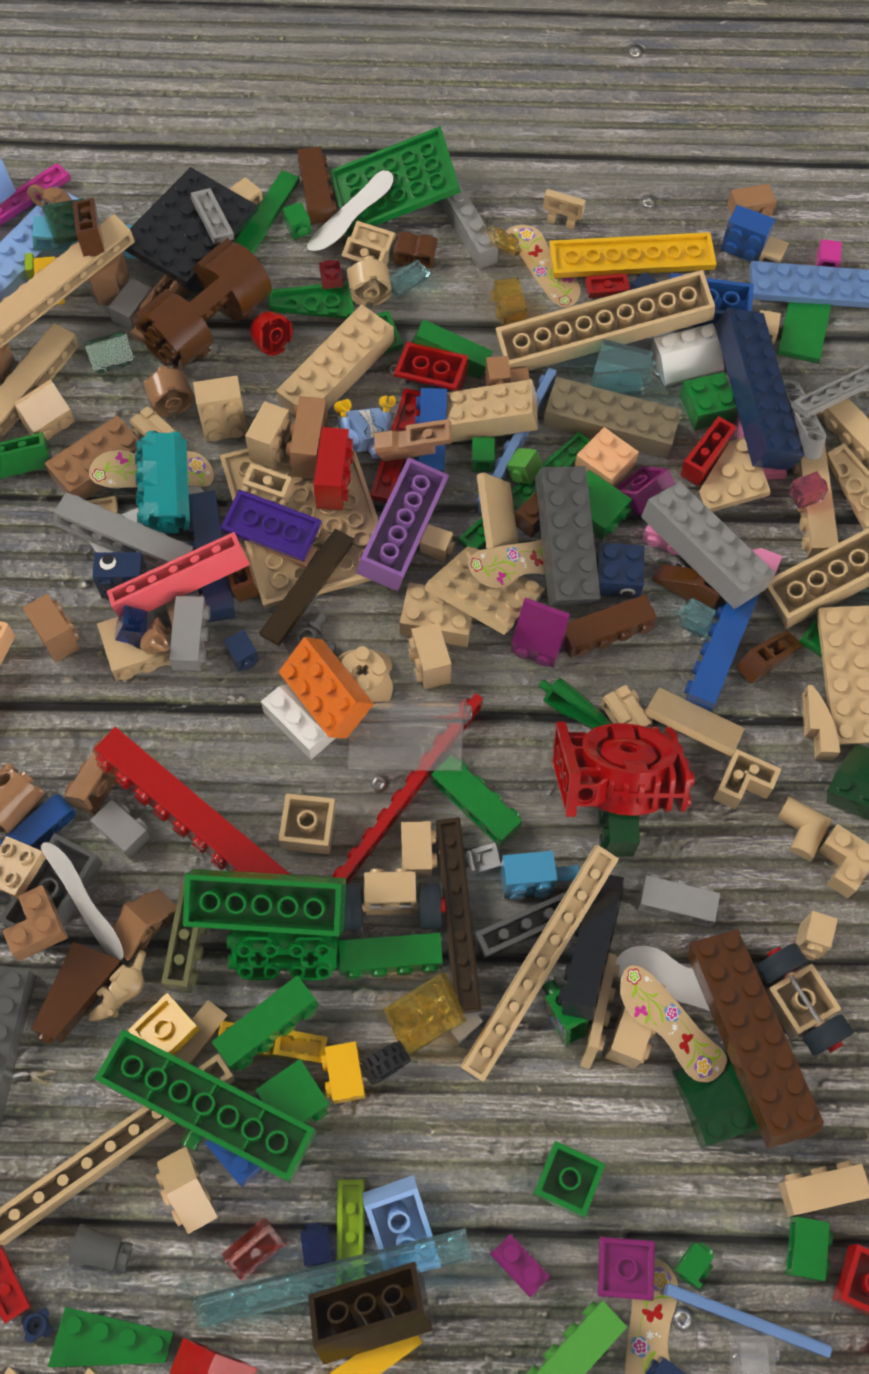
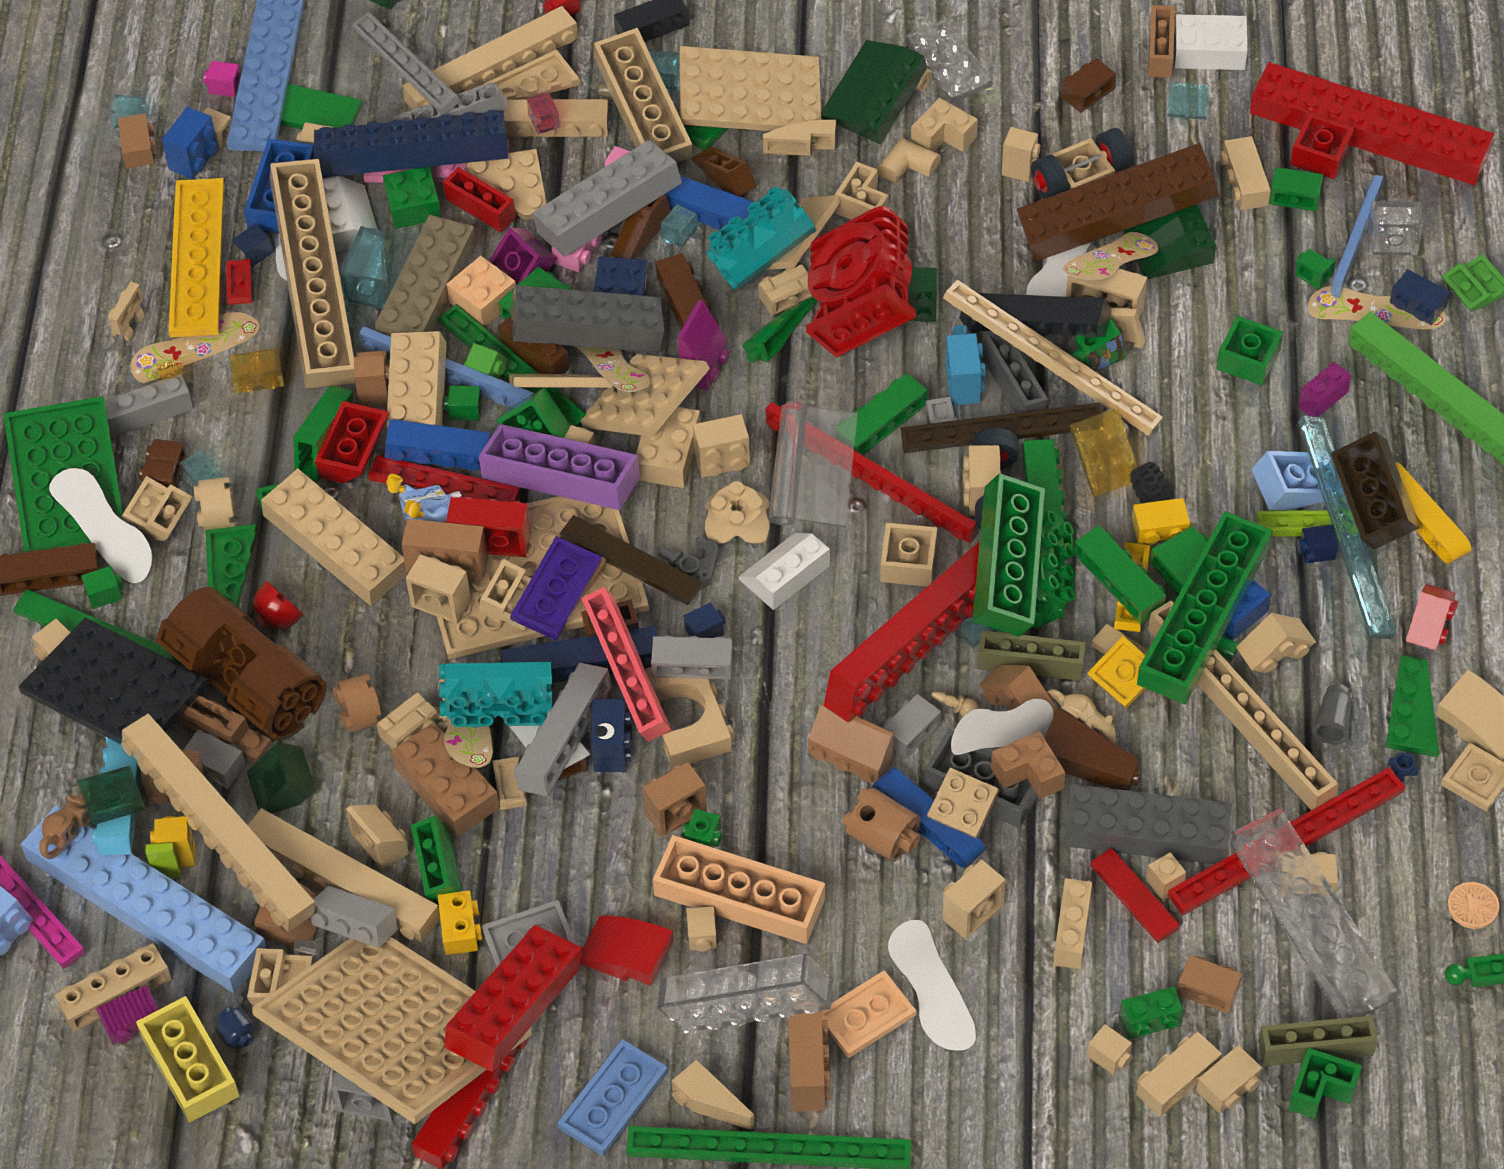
camera: 85 degrees left, 10 degrees down
(21, 653) = (703, 828): none -> green brick
(88, 227) = (147, 748): reddish brown slope -> none
(131, 625) = (681, 711): clear blue brick -> none
(143, 881) = (960, 704): none -> tan bar
(156, 638) = (694, 691): medium nougat animal -> none
(212, 215) = (113, 649): light grey plate -> none
(220, 408) = (397, 638): tan brick -> none
(252, 1249) = (1322, 599): clear red slope -> none
(325, 688) = (760, 532): orange brick -> none
(330, 274) = (193, 549): dark red plate -> none
(414, 441) = (461, 444): medium nougat plate -> none
(417, 847) = (933, 466): tan brick -> none
(459, 503) = (536, 414): none -> green brick
(626, 1268) = (1320, 317): magenta plate -> none
(678, 686) = (755, 243): none -> teal brick
(679, 900) = (984, 257): light grey brick -> none
(784, 194) = (126, 106): none -> clear light blue brick

